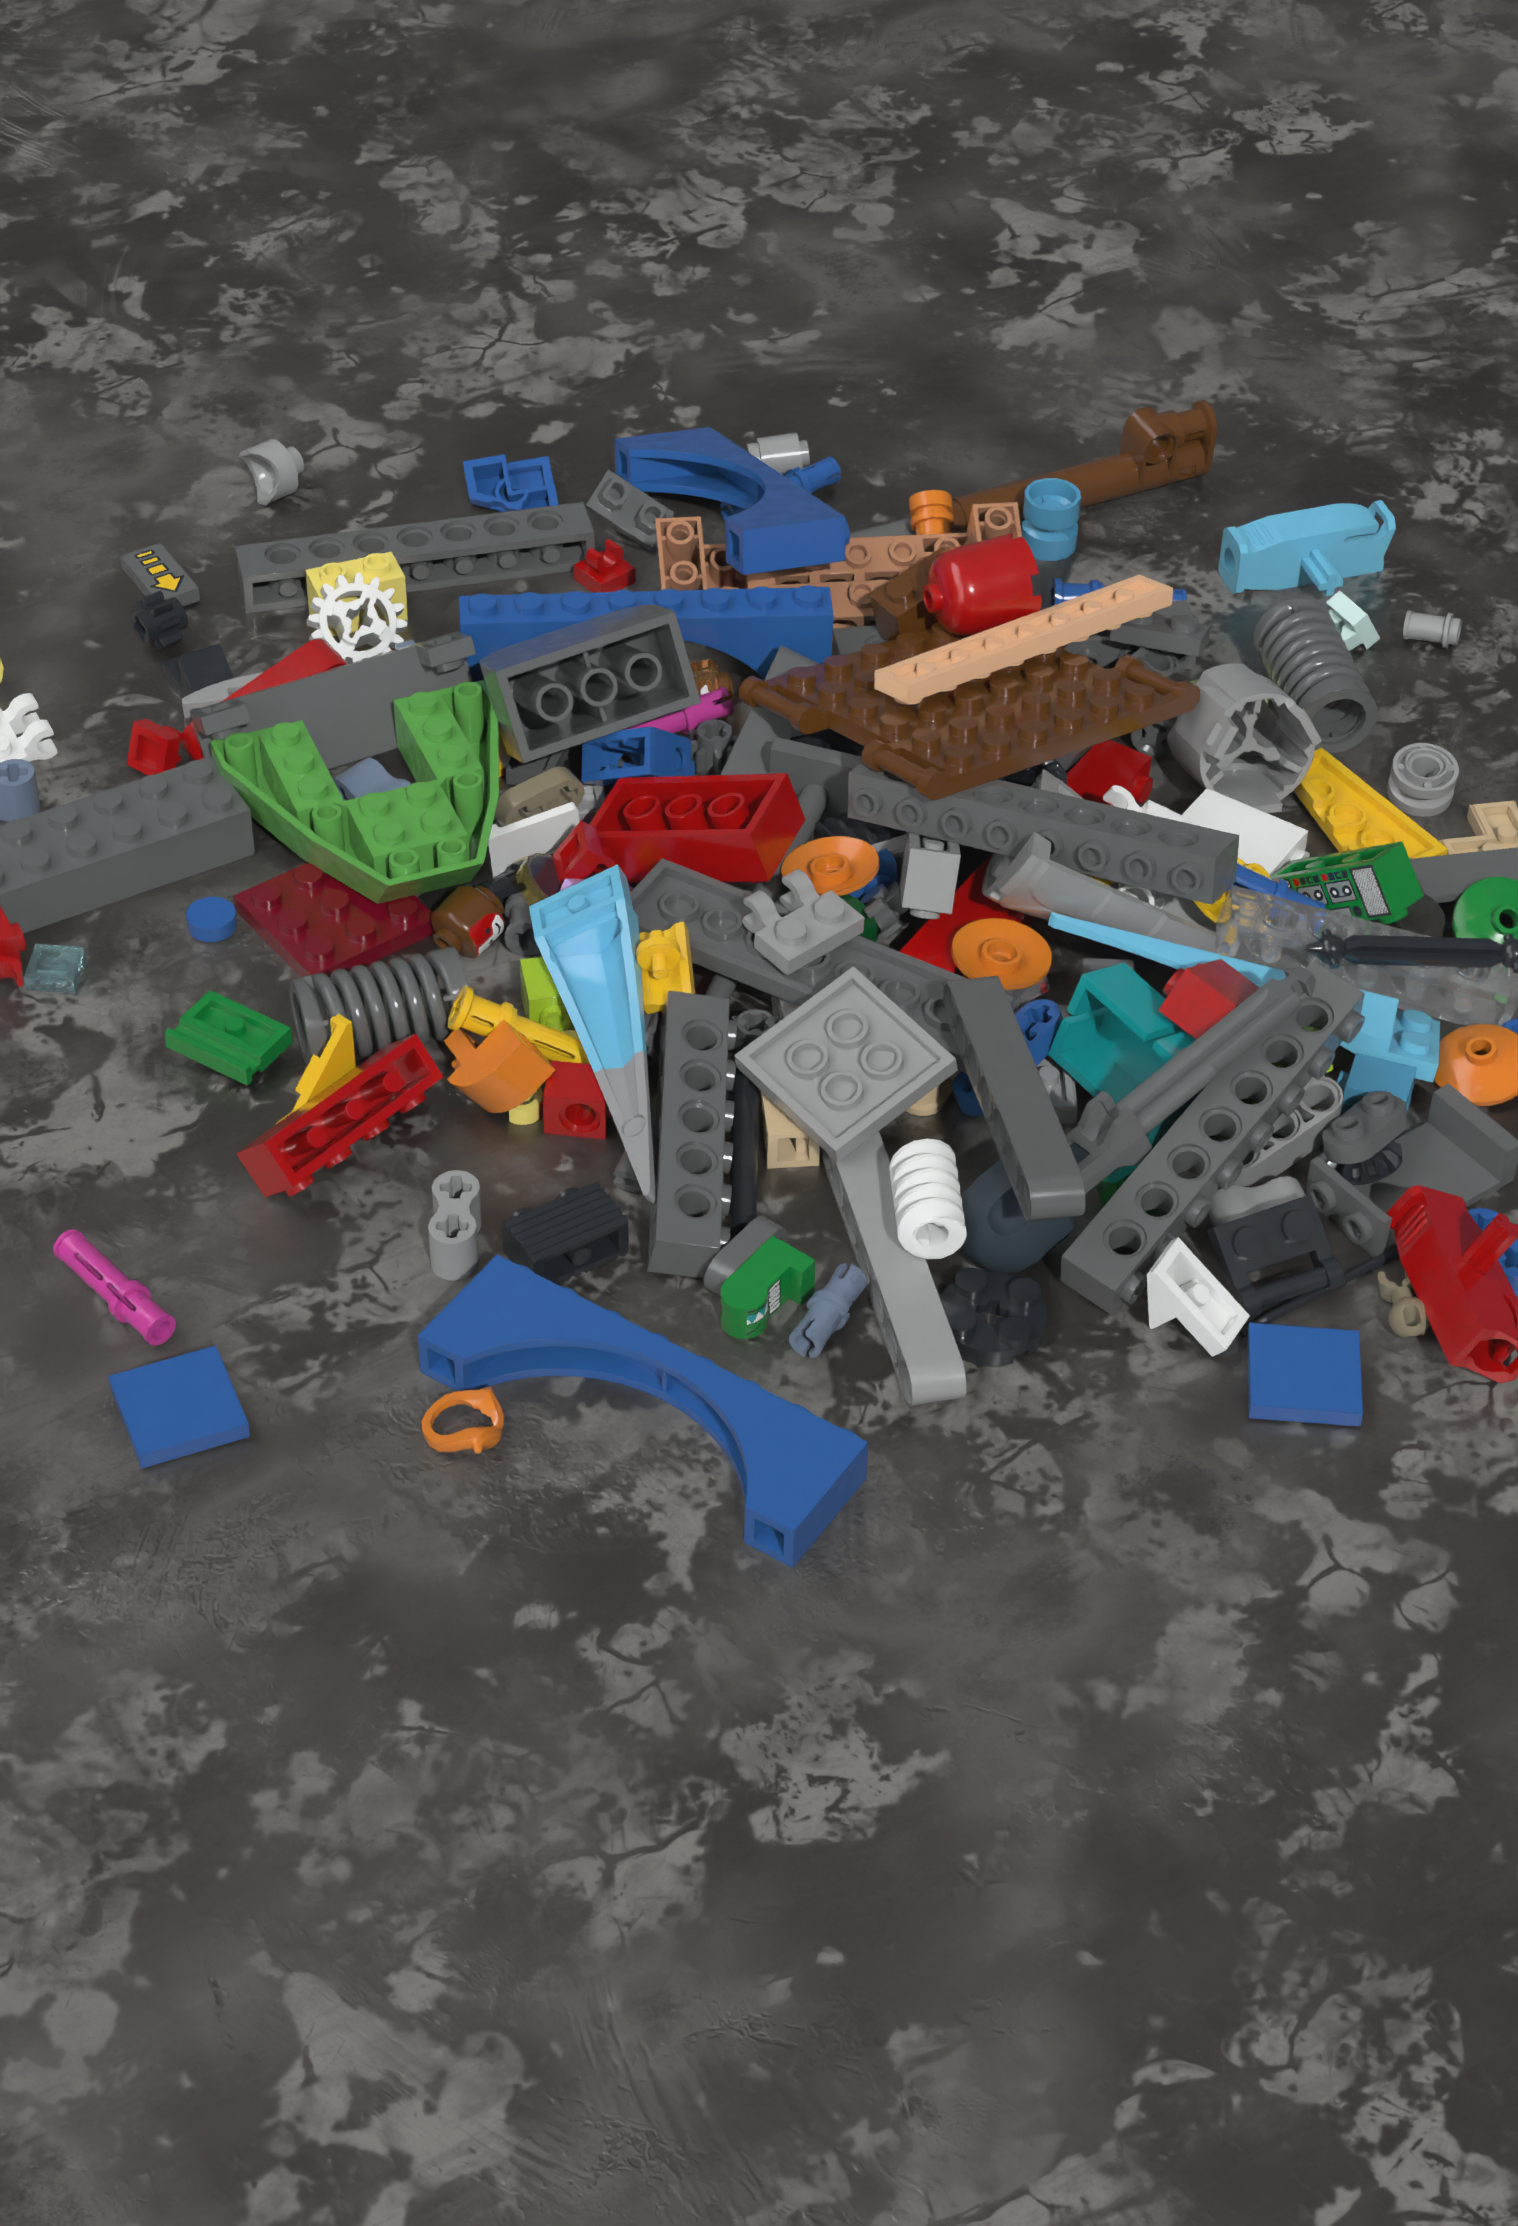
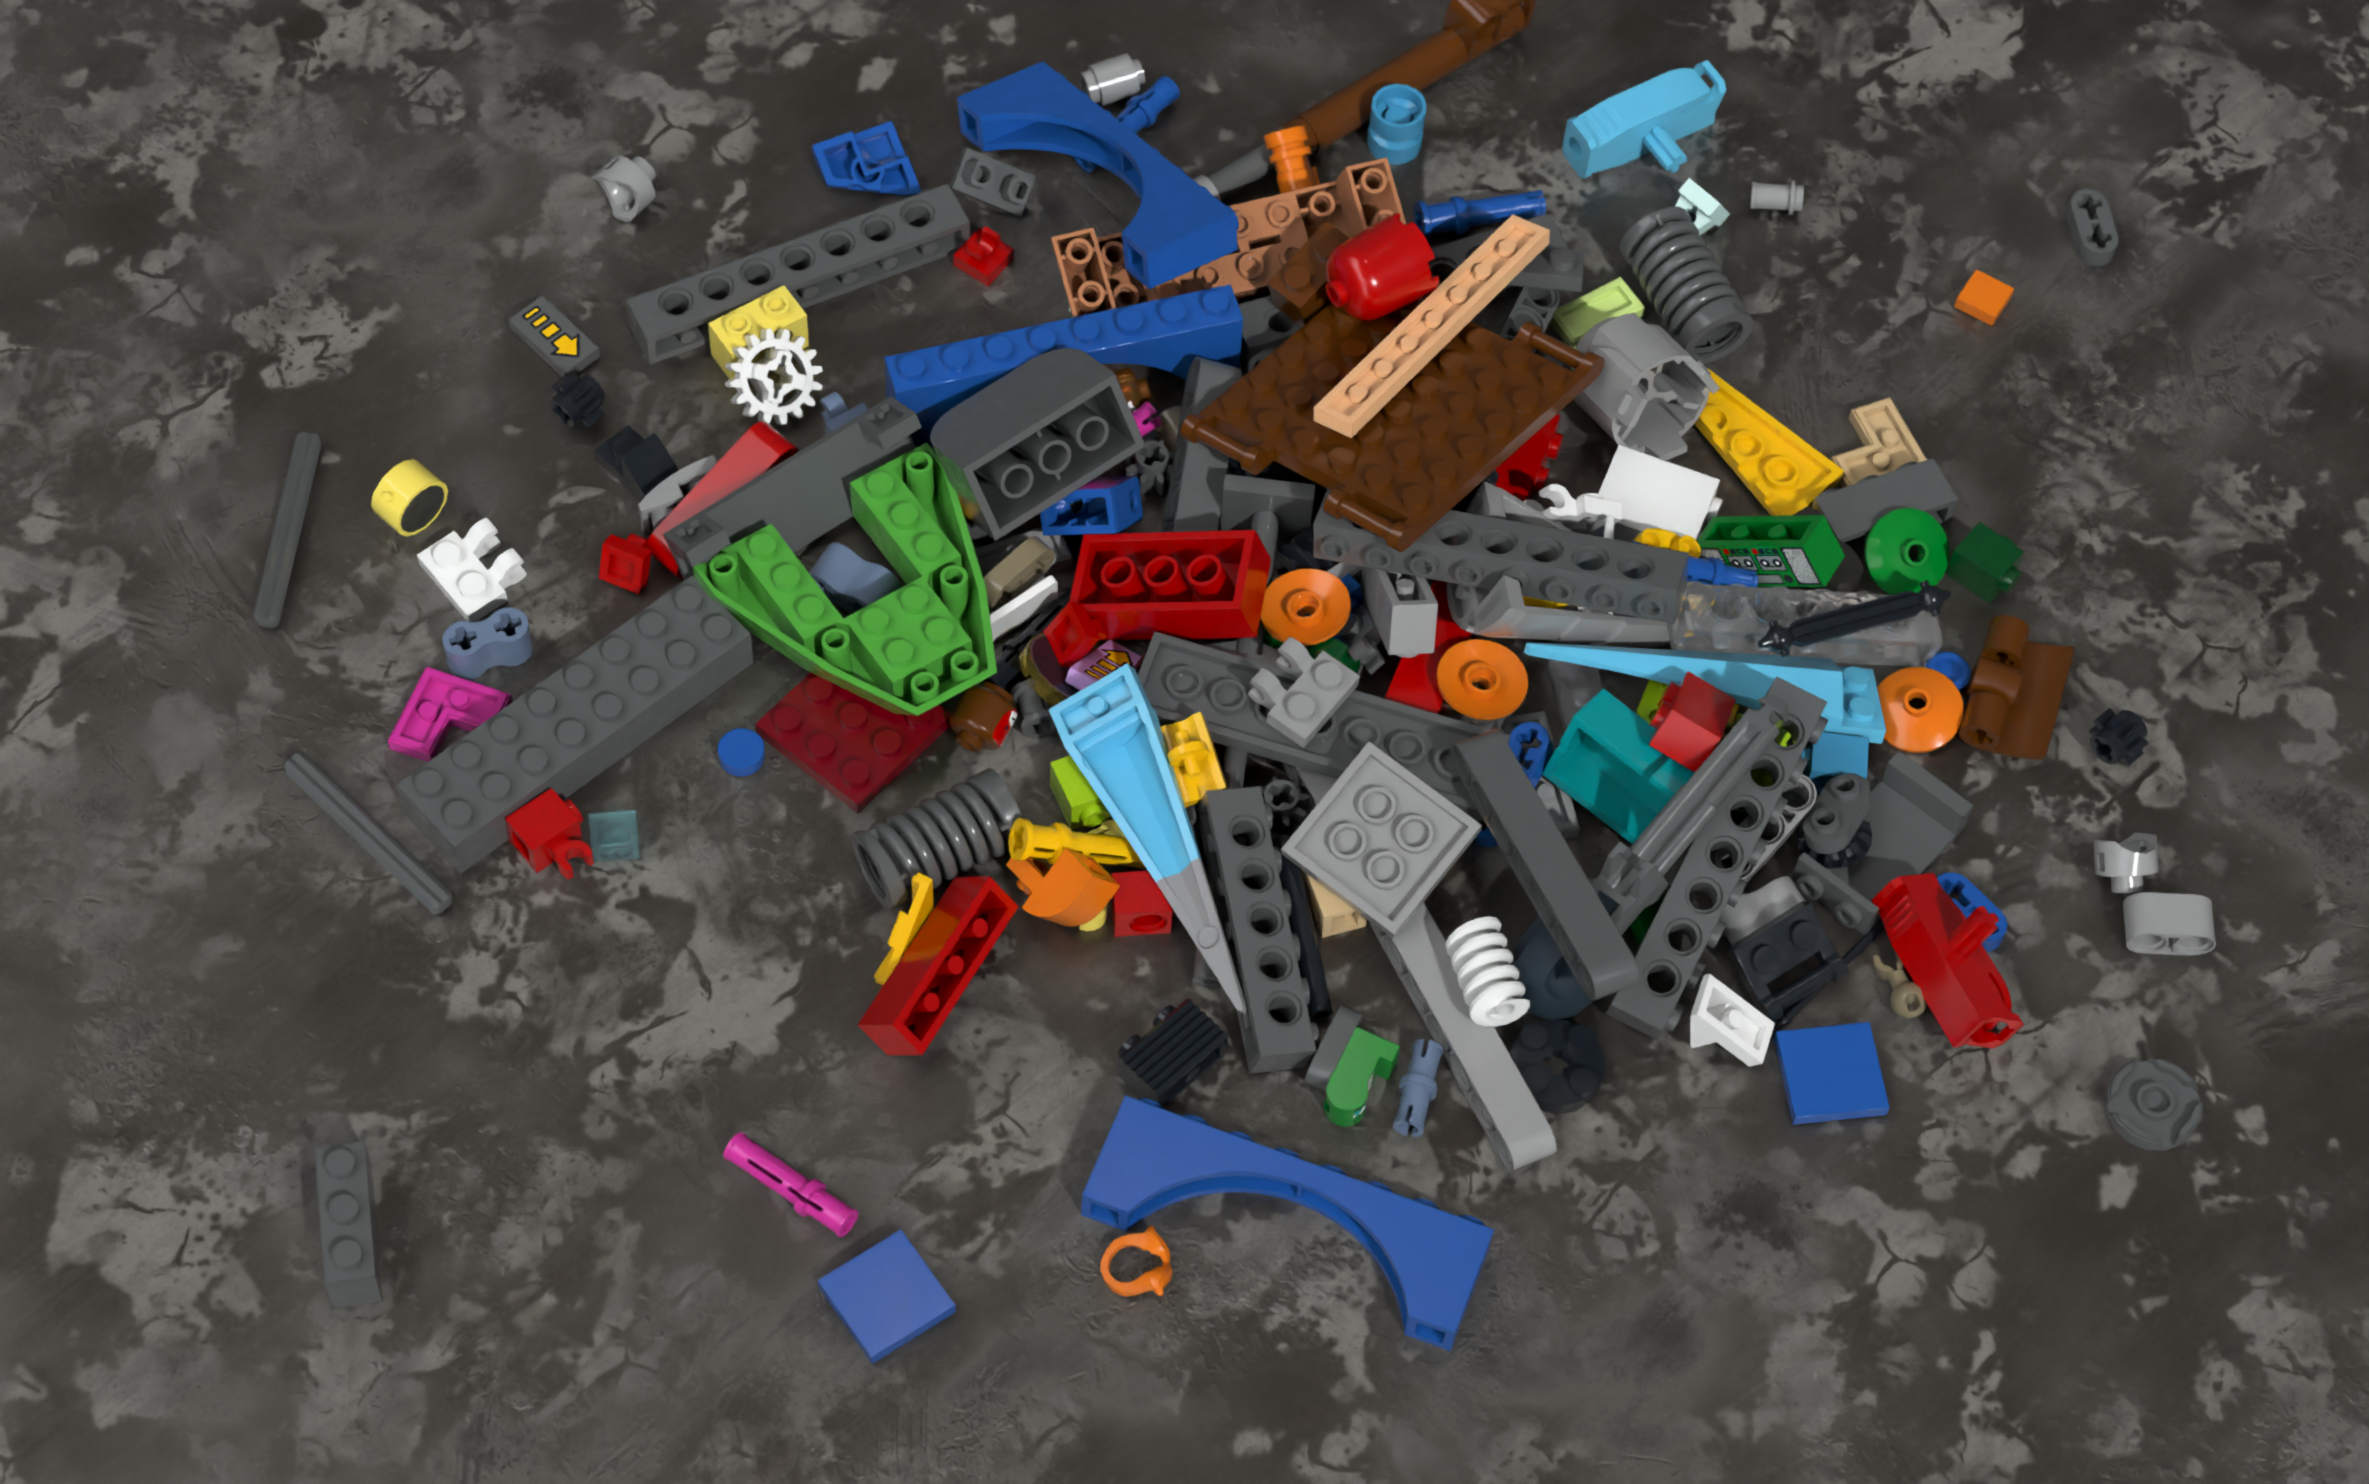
camera: 15 degrees left, 15 degrees up
(228, 1037) = (803, 889): green plate -> none
(455, 1225) = (1072, 1062): light grey axle -> none
(1422, 779) = (1809, 372): light grey wheel -> none

